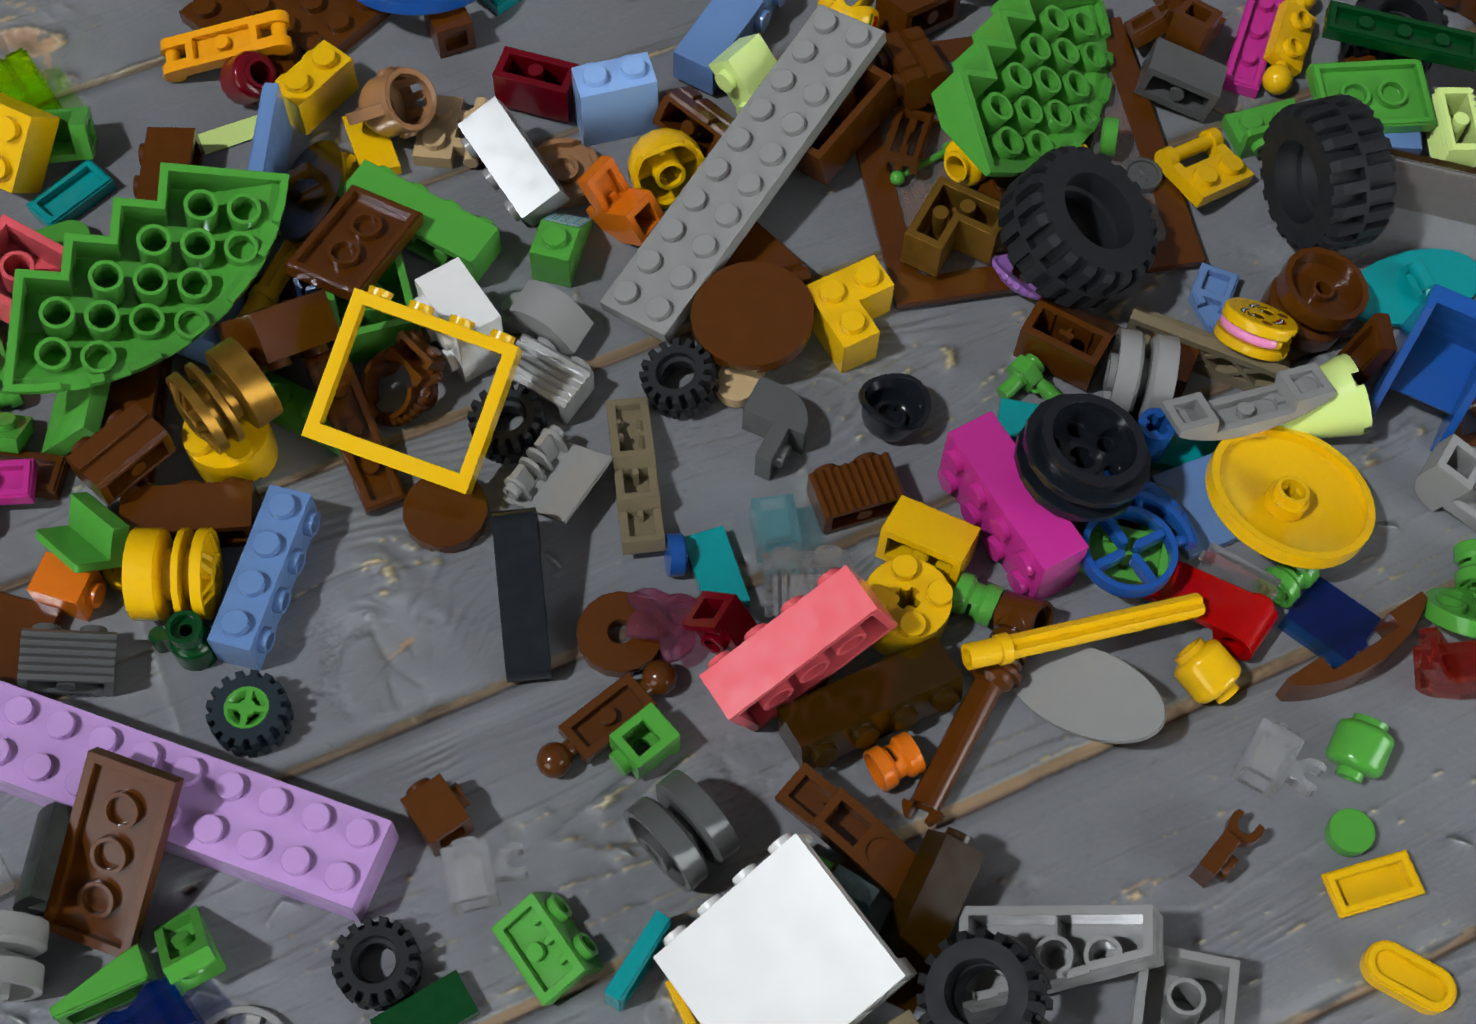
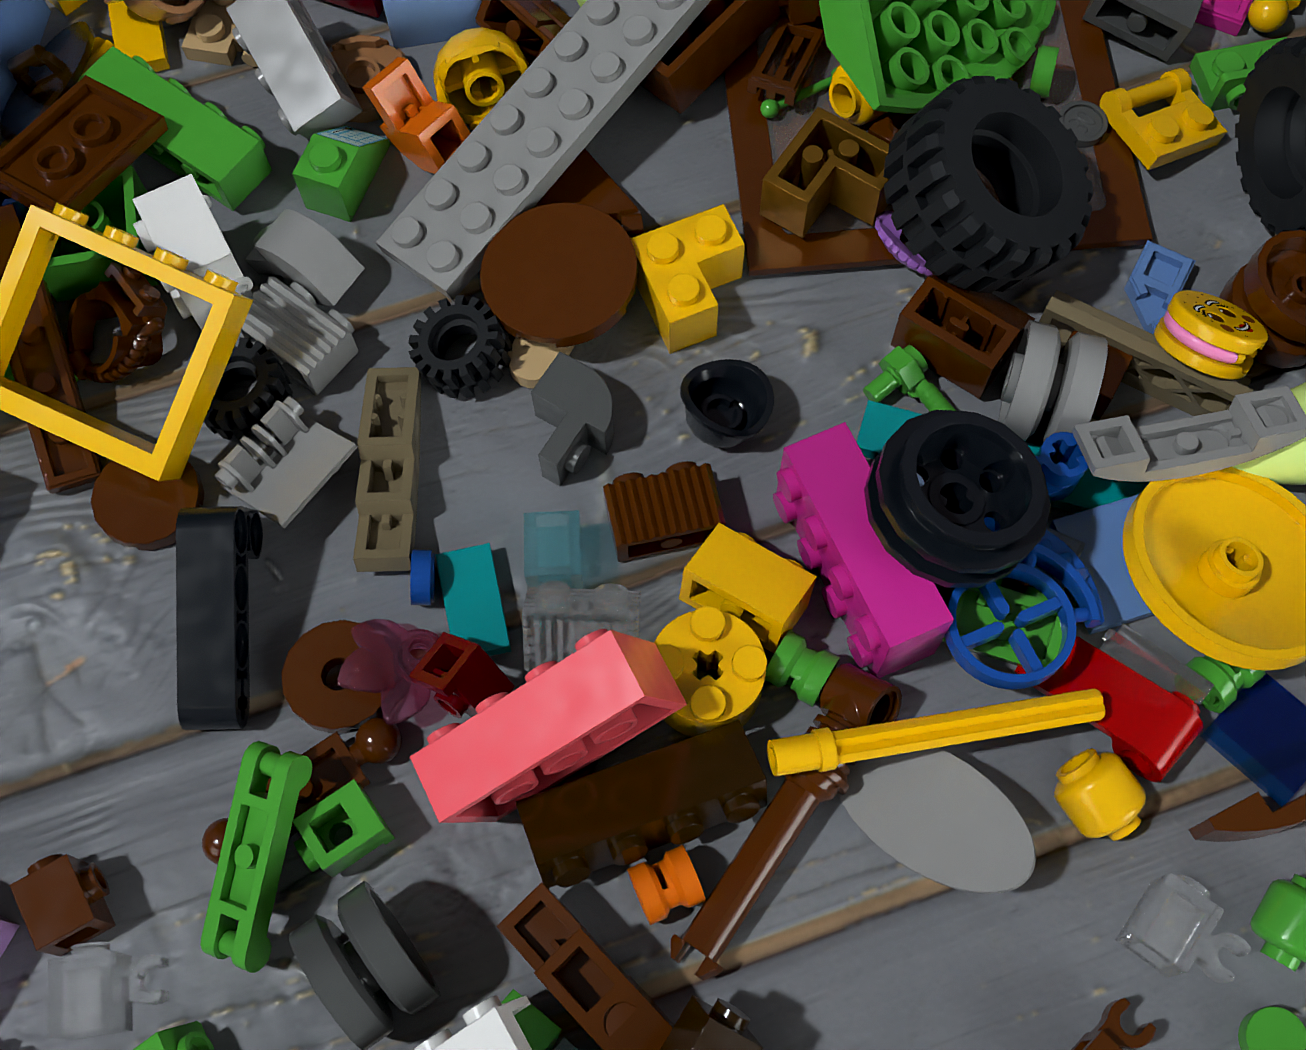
camera: 10 degrees right, 5 degrees up
(583, 763) = (253, 855): none -> bright green plate

